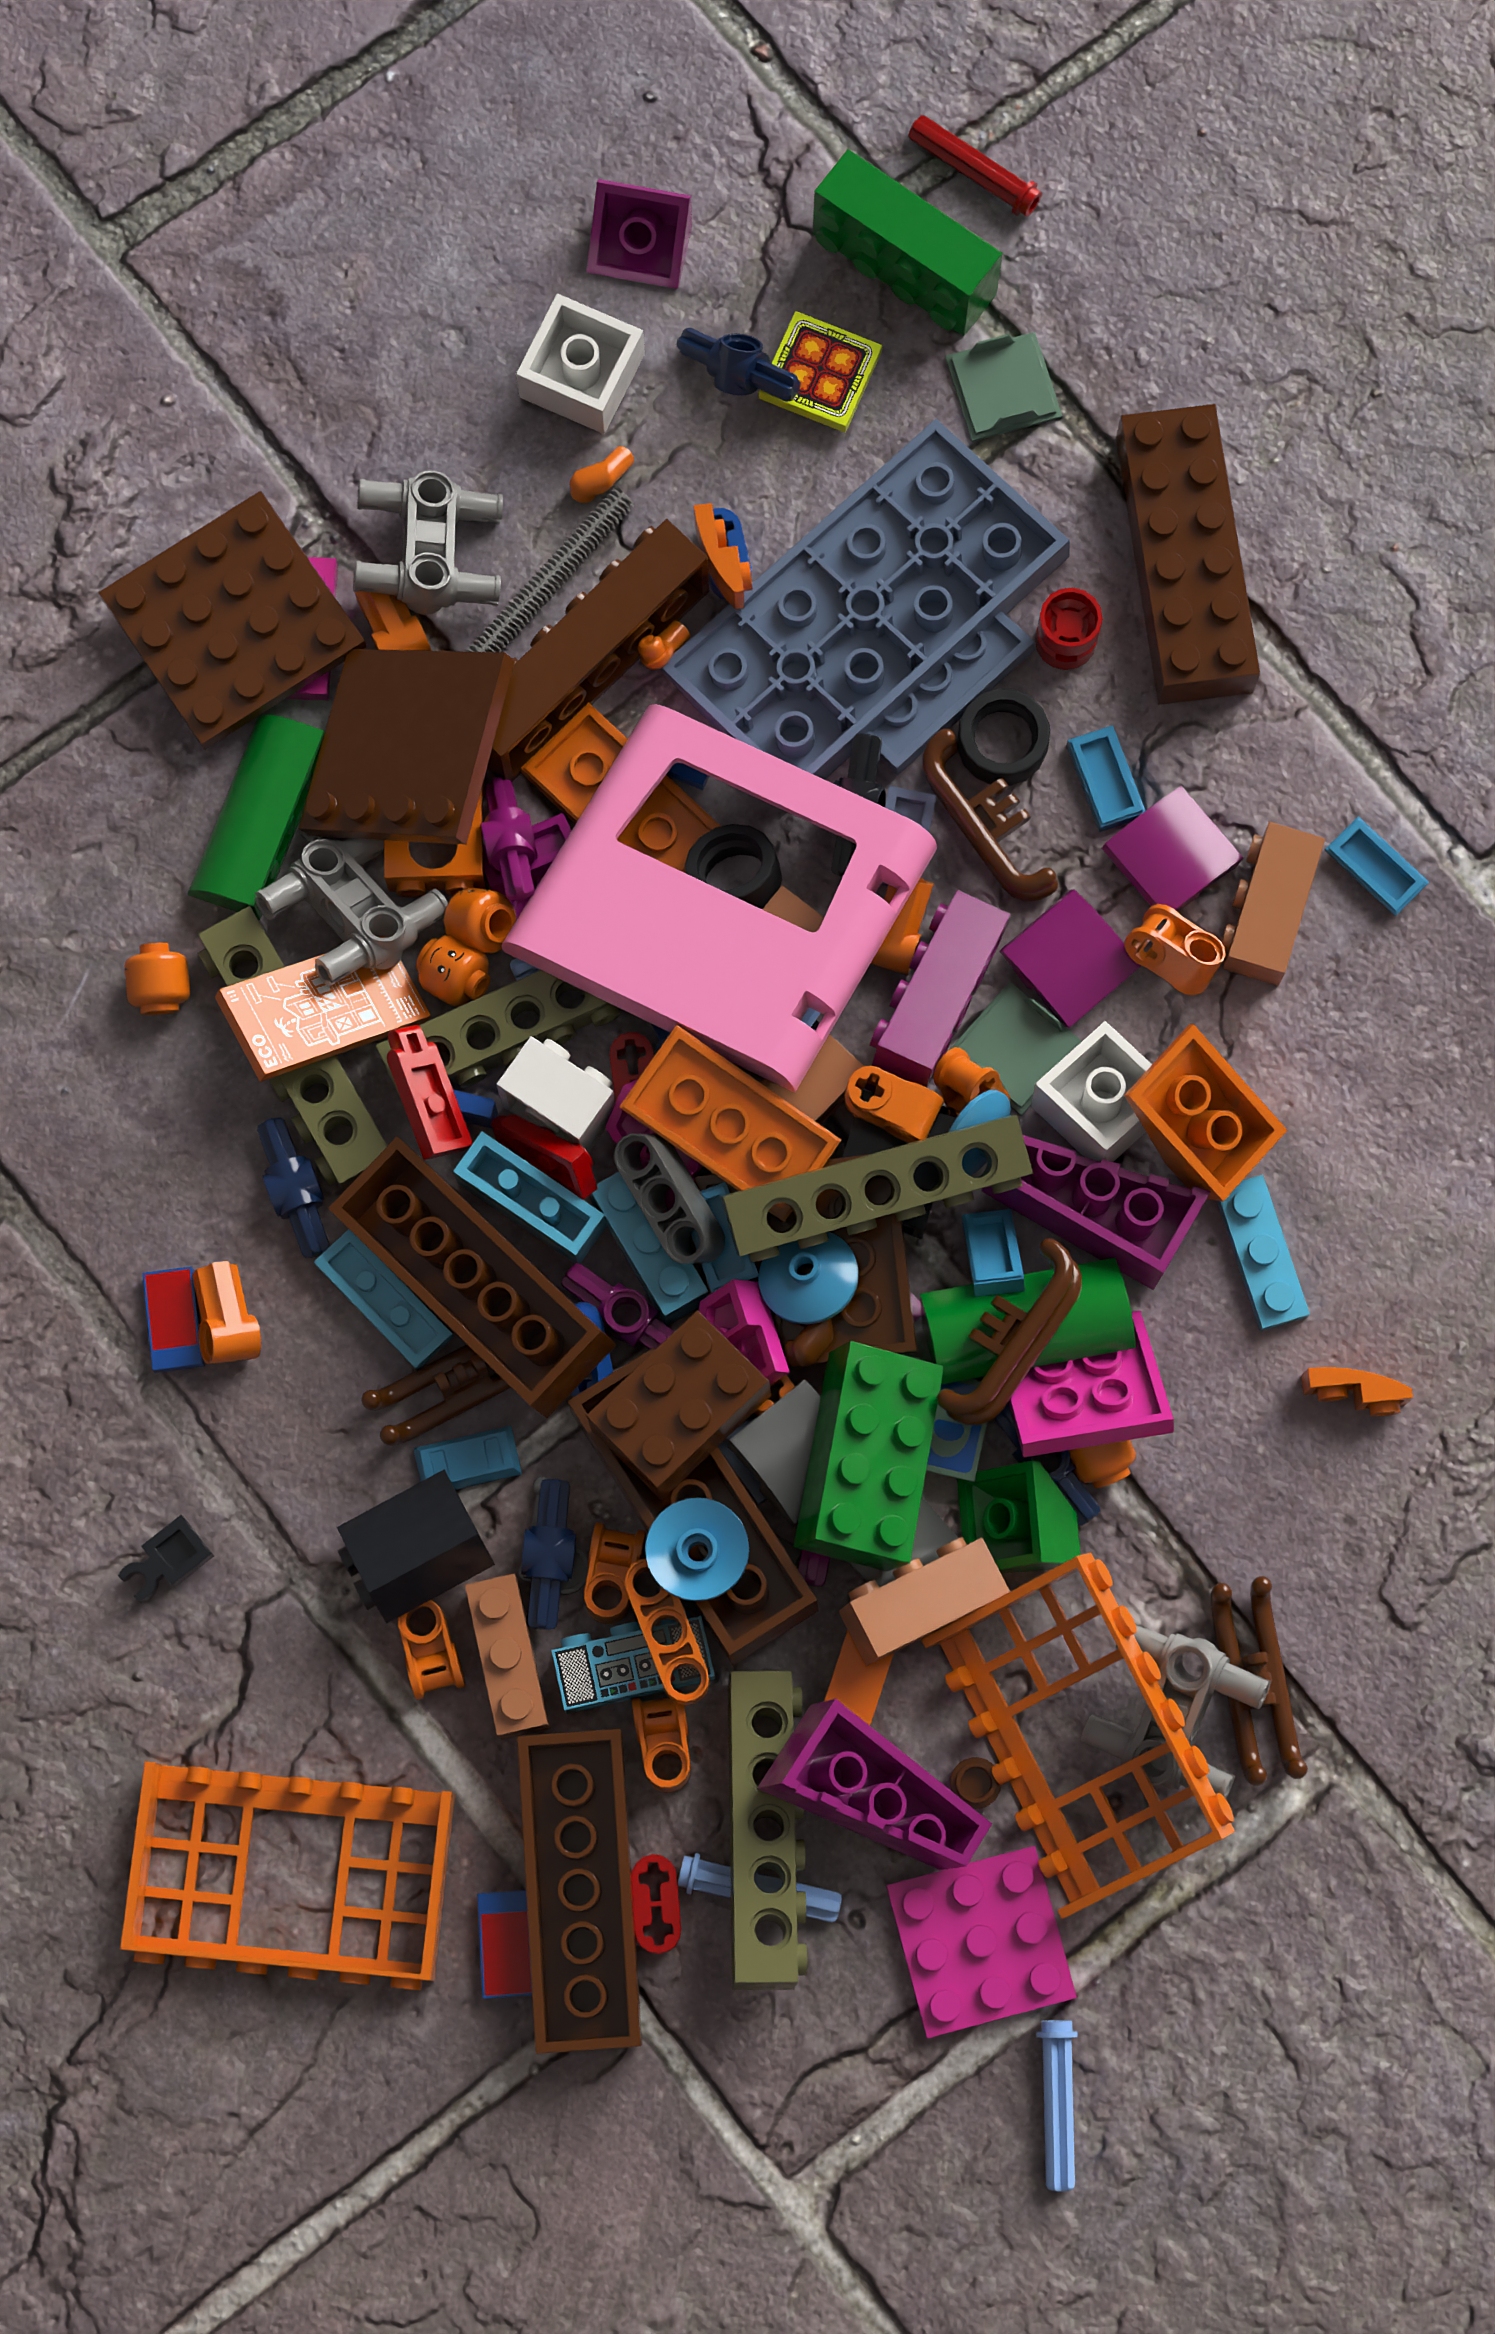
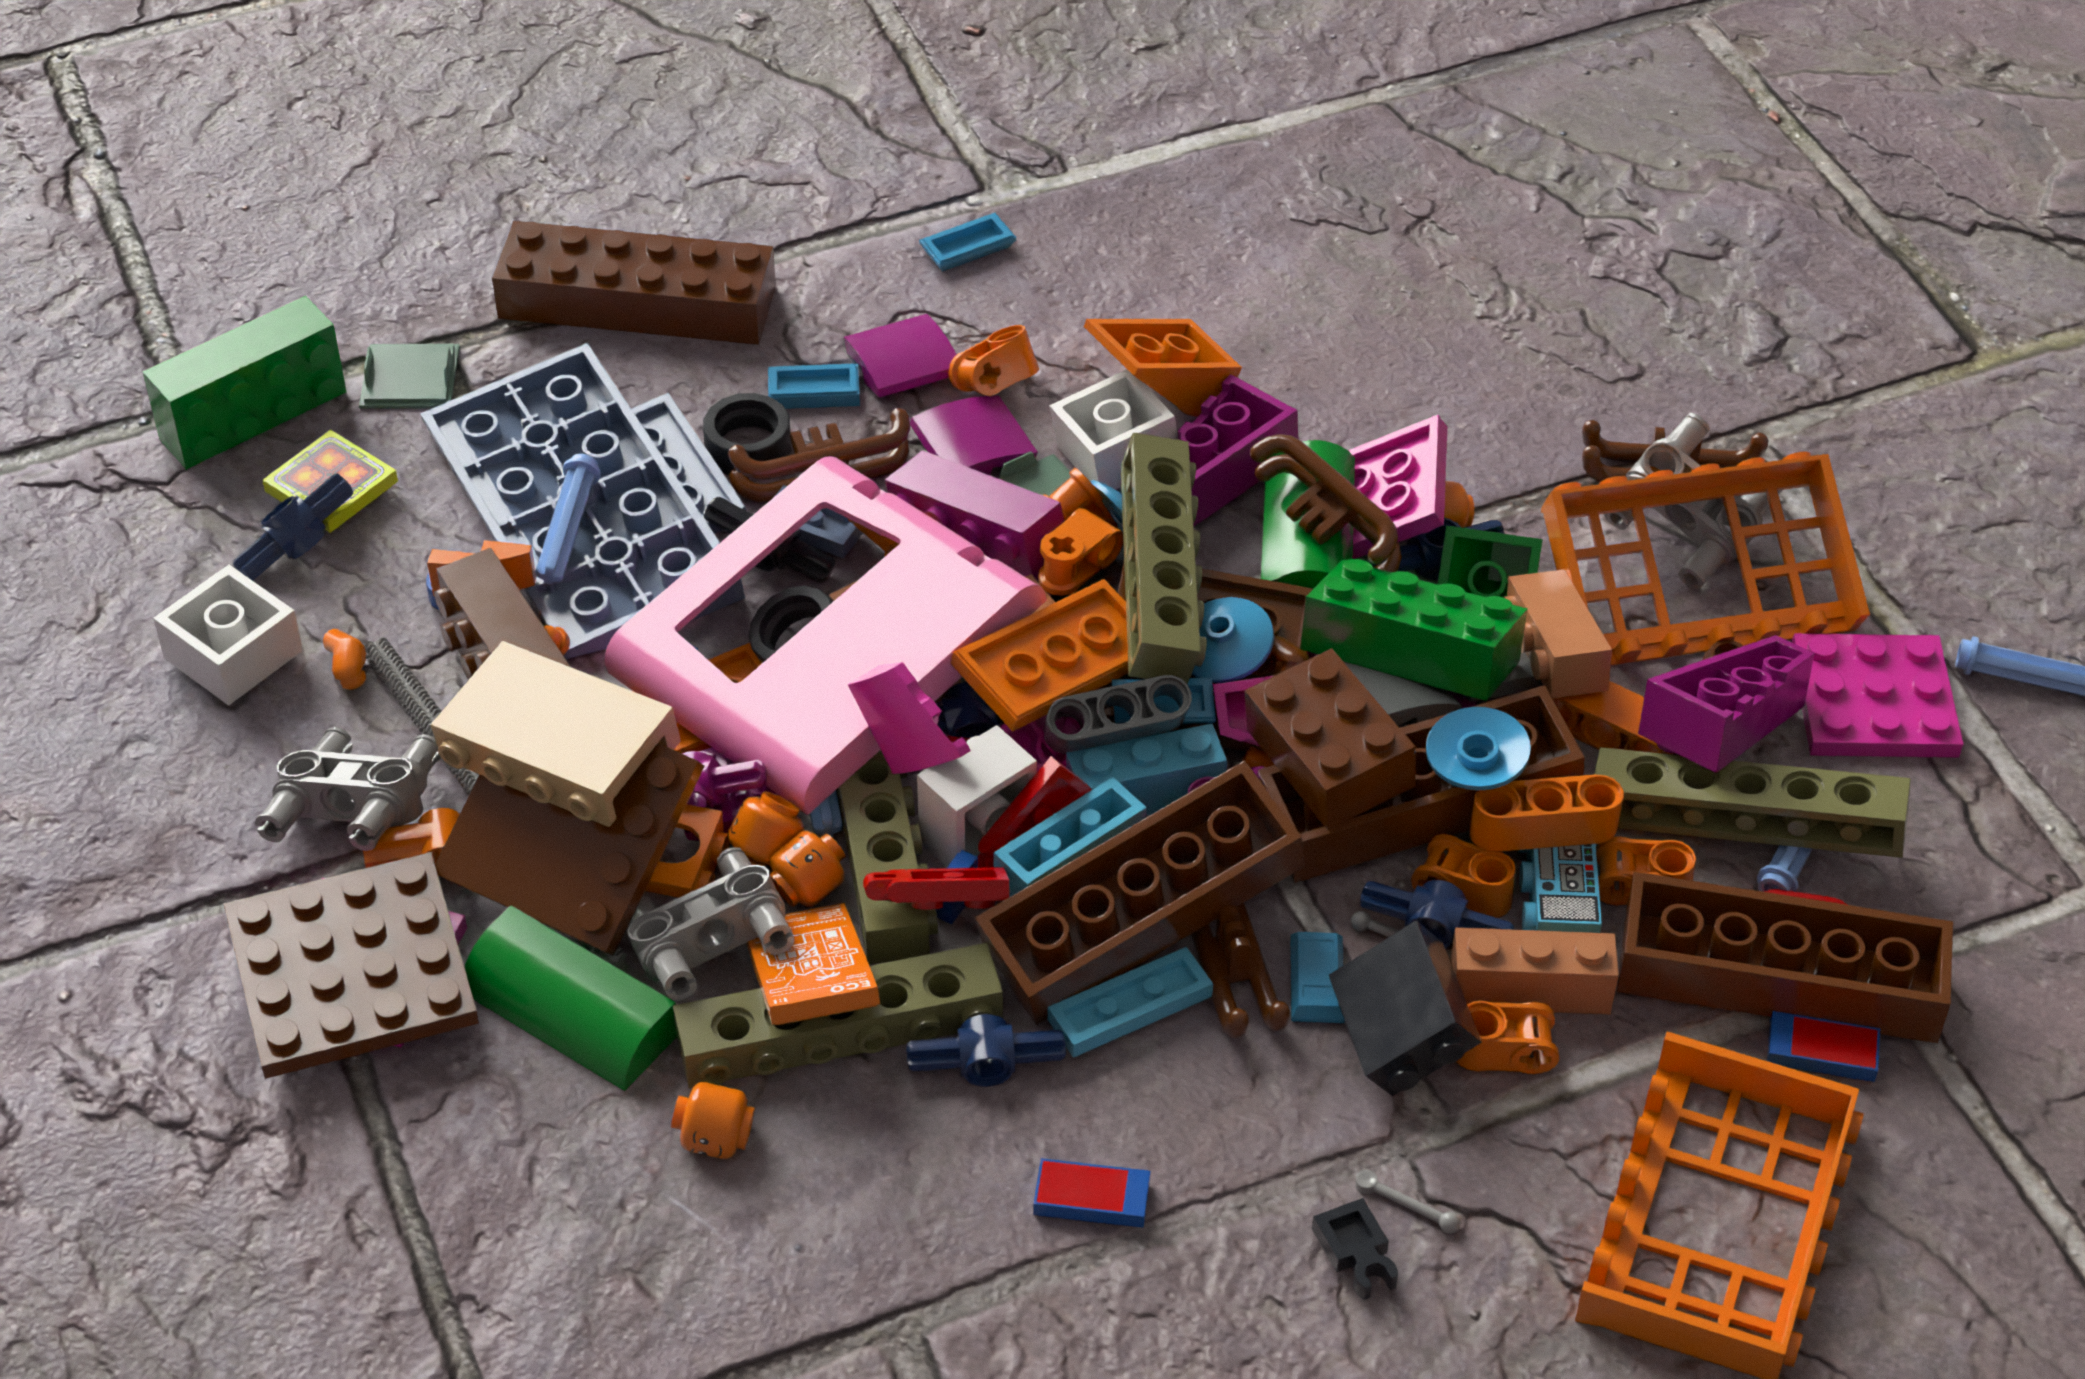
camera: 75 degrees left, 30 degrees down
(225, 1327) = (1101, 1135): orange piece -> none
(249, 1555) = (1367, 1183): none -> light grey hinge
(463, 697) = (551, 731): none -> panel
(585, 996) = (903, 719): none -> dark pink slope
(639, 233) = (115, 571): magenta slope -> none
(812, 608) = (580, 475): none -> light blue axle
(976, 166) = (229, 319): red axle -> none
(993, 1252) = (1238, 533): dark azure tile -> none
(1068, 628) = (668, 362): red wheel -> none
(1262, 1255) = (1303, 381): medium azure plate -> none
(1271, 902) = (974, 296): nougat brick -> none
(1370, 1390) = (1428, 343): orange slope -> none

